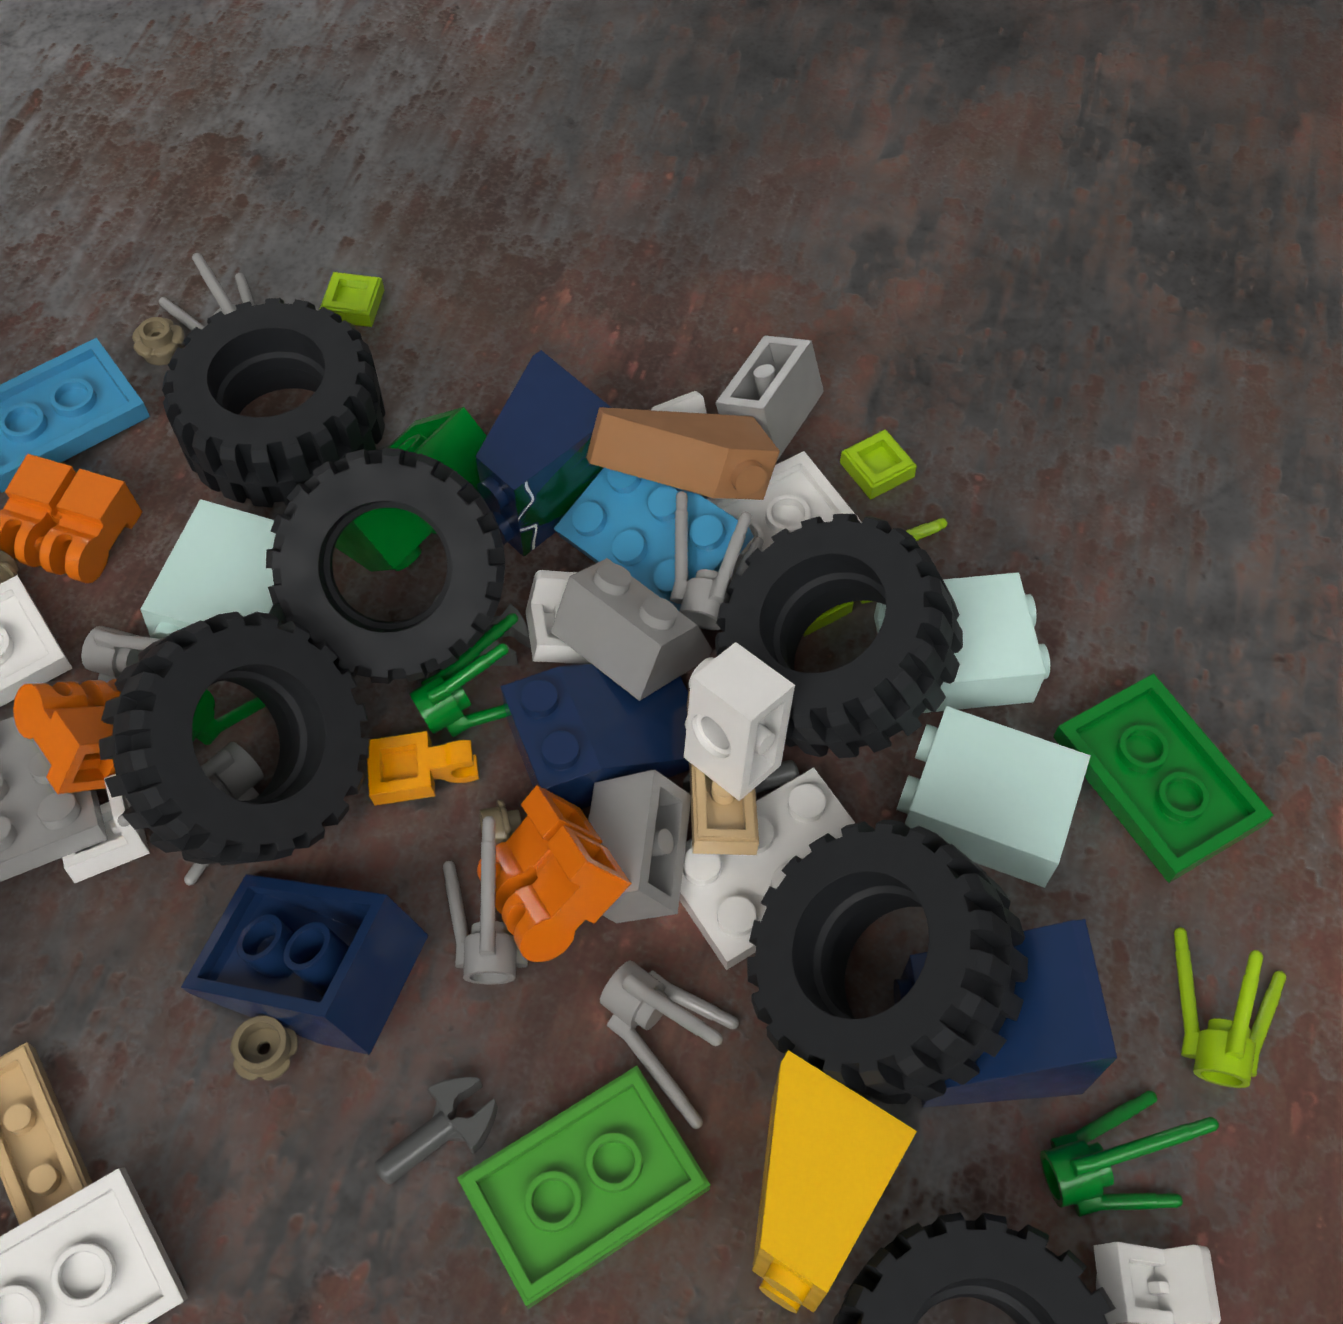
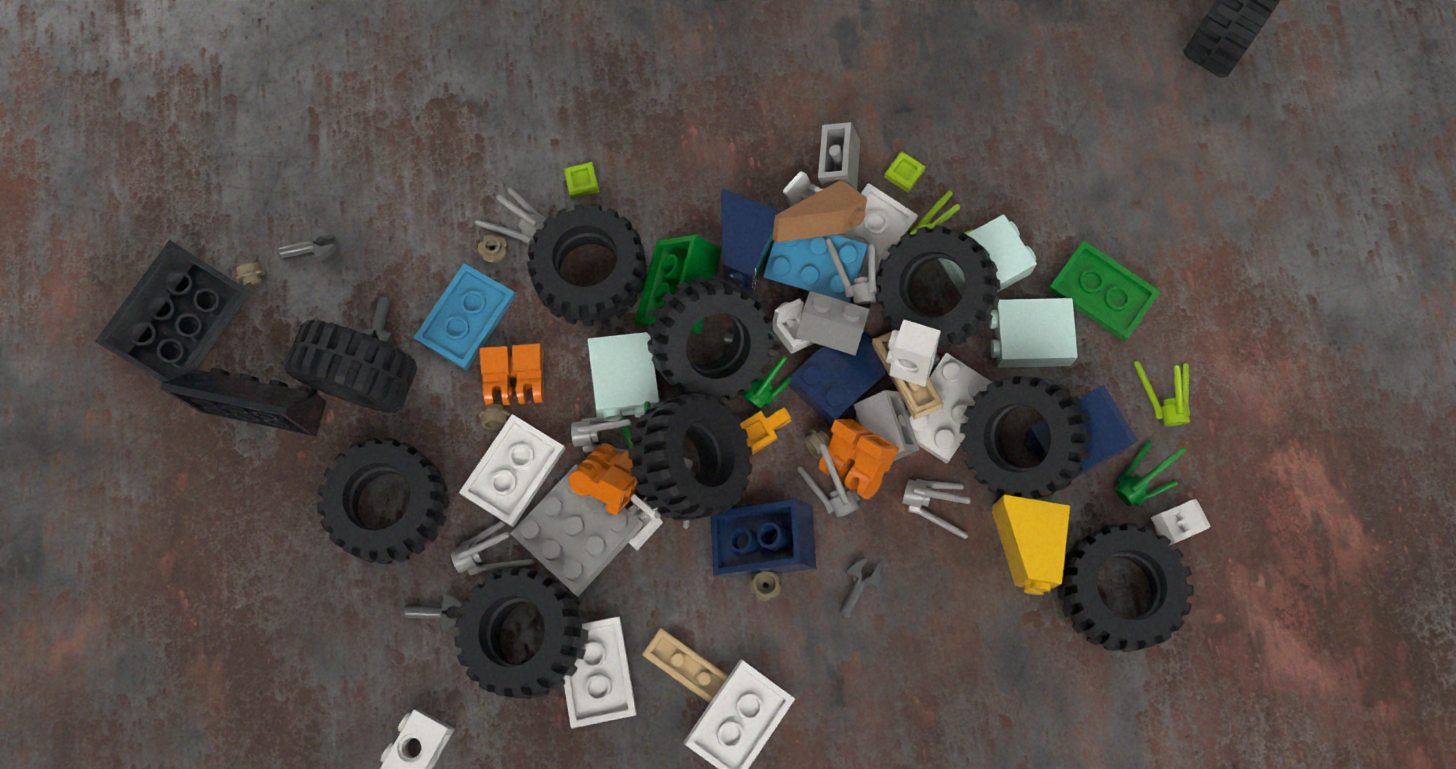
camera: 20 degrees left, 15 degrees up
(583, 1185) = (931, 581): bright green tile -> none

